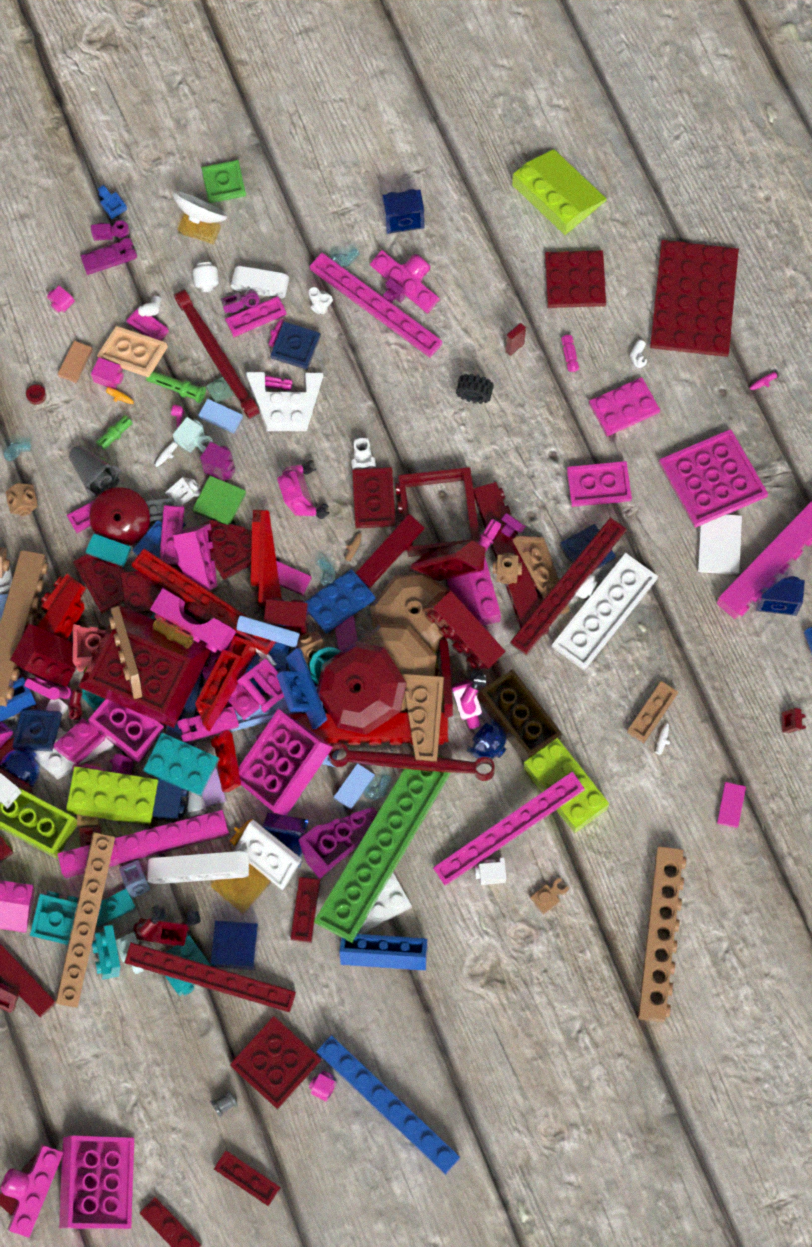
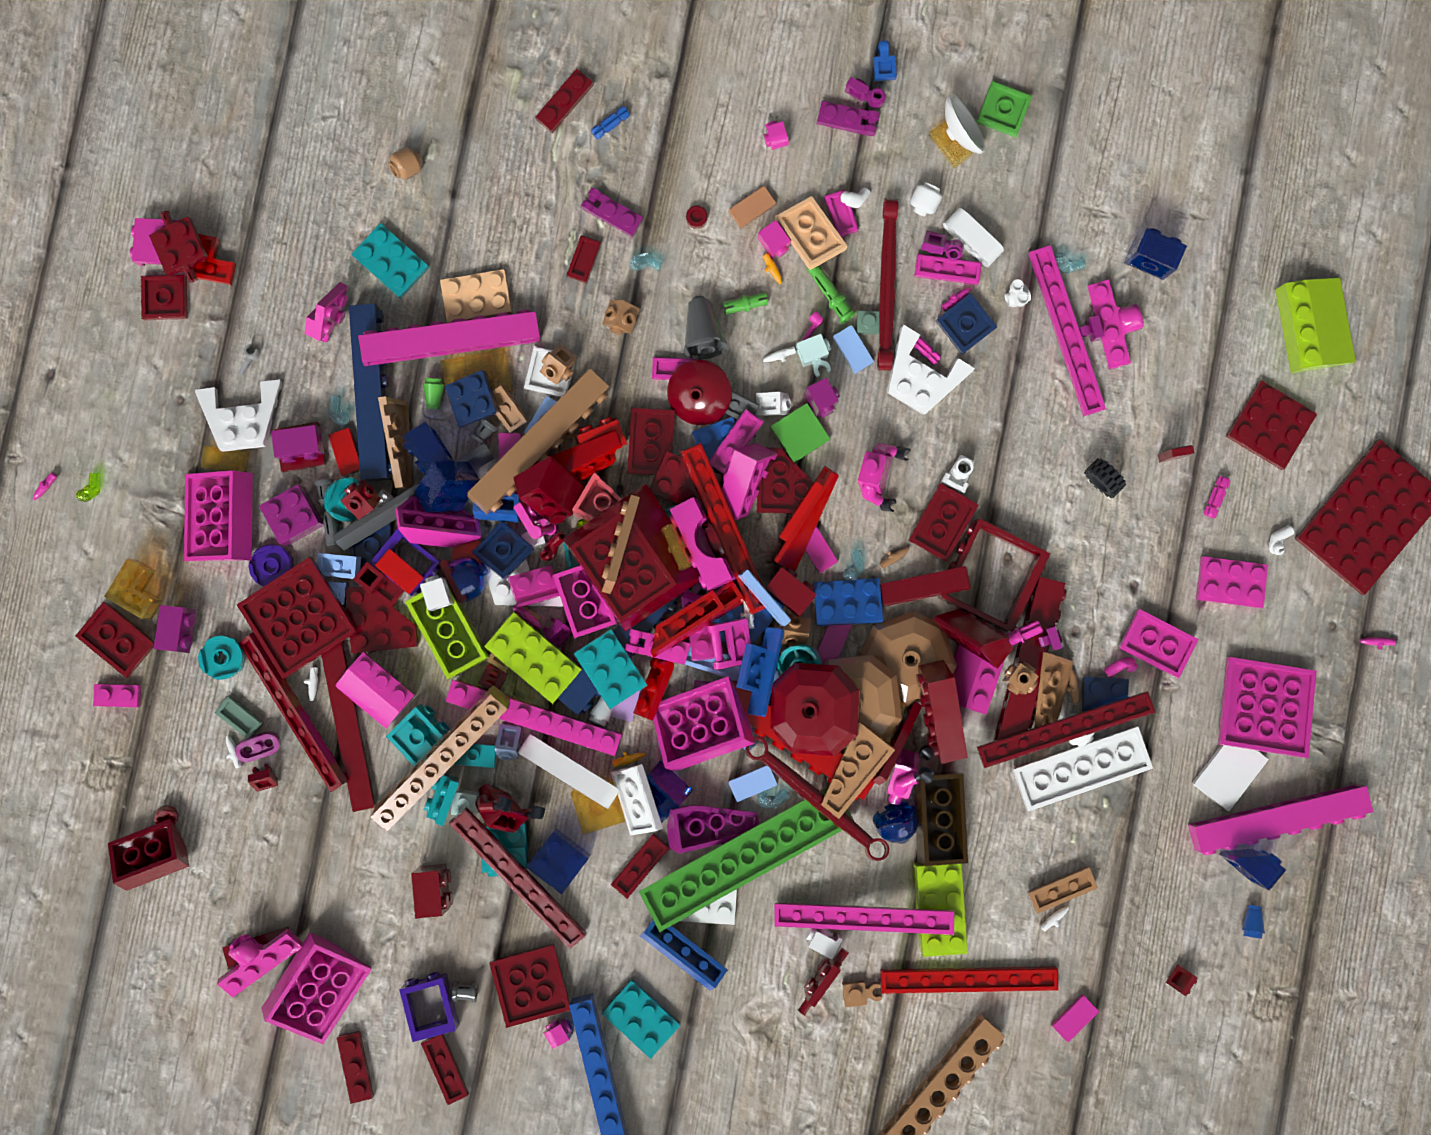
camera: 25 degrees right, 15 degrees up
(108, 550) = (669, 418): teal tile -> none
(144, 1035) = (431, 890): none -> dark red brick
(221, 1146) = (435, 1028): none -> dark purple window
(385, 1032) = (641, 1018): none -> teal plate
(507, 907) = (817, 986): none -> dark red plate
(558, 557) = (1073, 687): none -> medium nougat helmet
(581, 516) = (1121, 664): none -> dark pink arm
(628, 829) = (969, 979): none -> red tile

